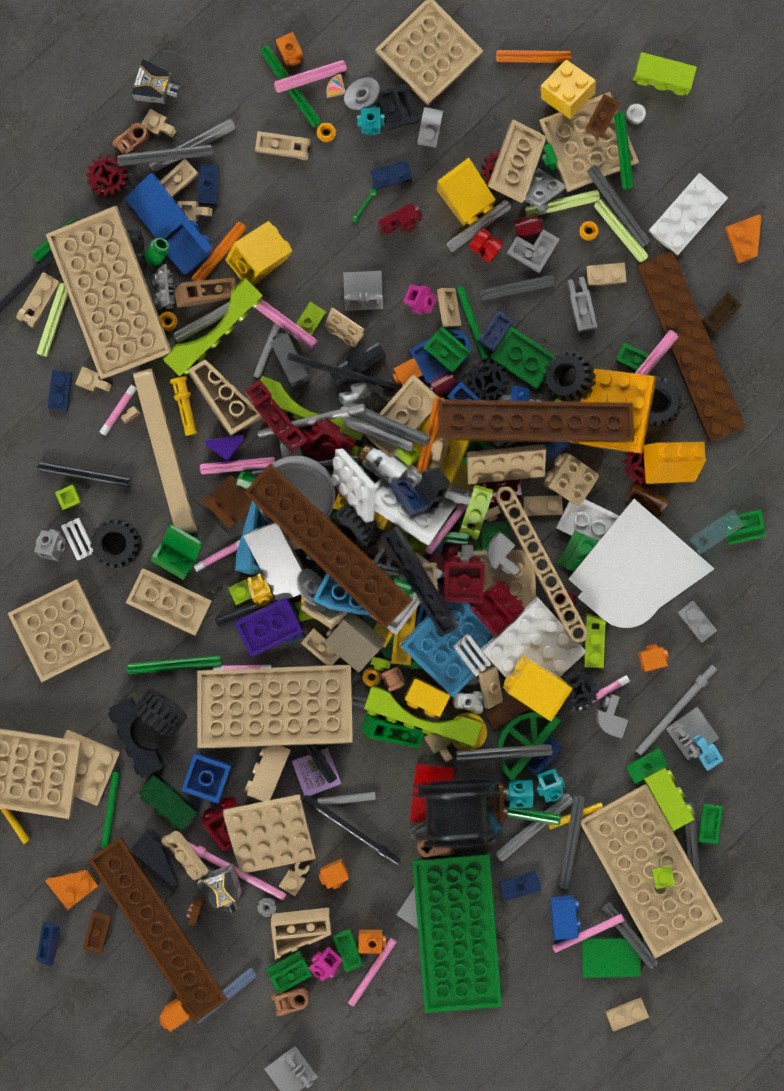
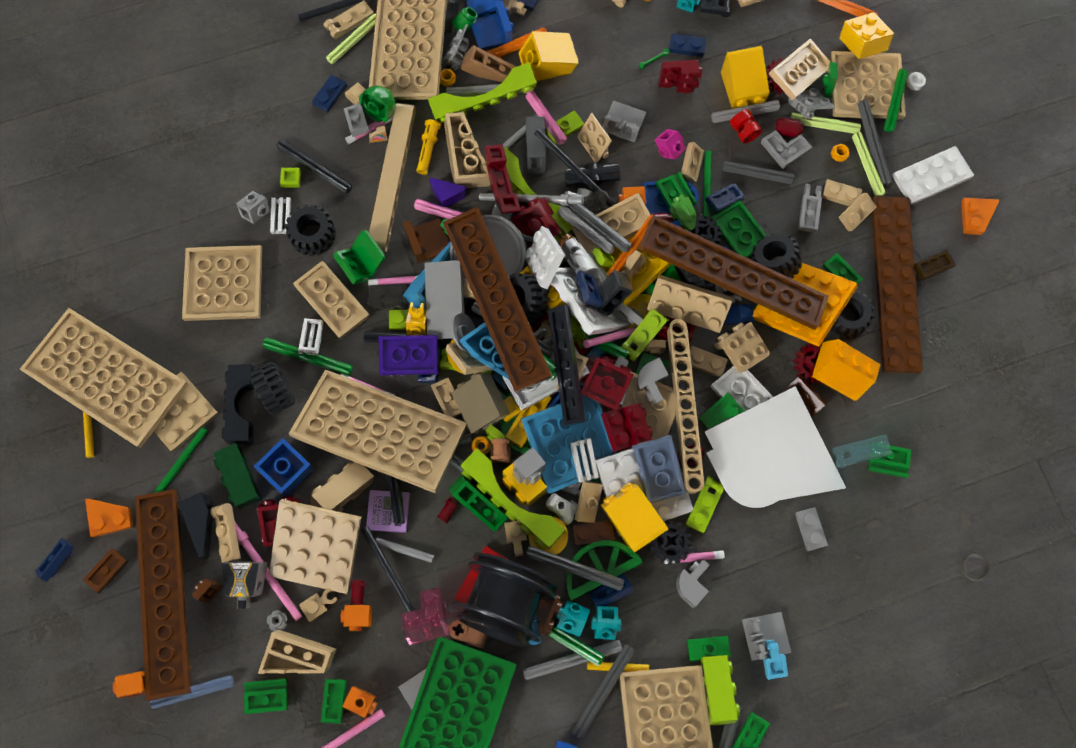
camera: 15 degrees right, 15 degrees down
(102, 409) = (356, 120): none -> light grey plate
(117, 385) = (378, 103): none -> green cylinder
(173, 660) = (309, 349): none -> white tile
(287, 1002) = (248, 726): nougat piece -> none
(324, 853) = (357, 592): none -> dark red pin
(325, 964) = (304, 703): dark pink brick -> none
(369, 748) = (448, 510): none -> dark red pin
(399, 853) = (429, 621): none -> clear pink brick
(428, 691) = (528, 467): none -> light grey brick
(430, 127) = (737, 18): light grey brick -> none
(463, 371) = (684, 212): none -> bright green hand
(520, 885) = (533, 714): dark blue plate -> none
(541, 633) = (659, 469): none -> sand blue tile
(602, 116) = (888, 66): reddish brown plate -> none
(628, 289) = (857, 212): none -> tan plate
(653, 658) = (756, 543): orange brick -> none
(657, 353) = (868, 270): bright pink axle -> none
(664, 74) = (953, 58): lime brick -> none
(701, 681) = (792, 589): light grey bar -> none

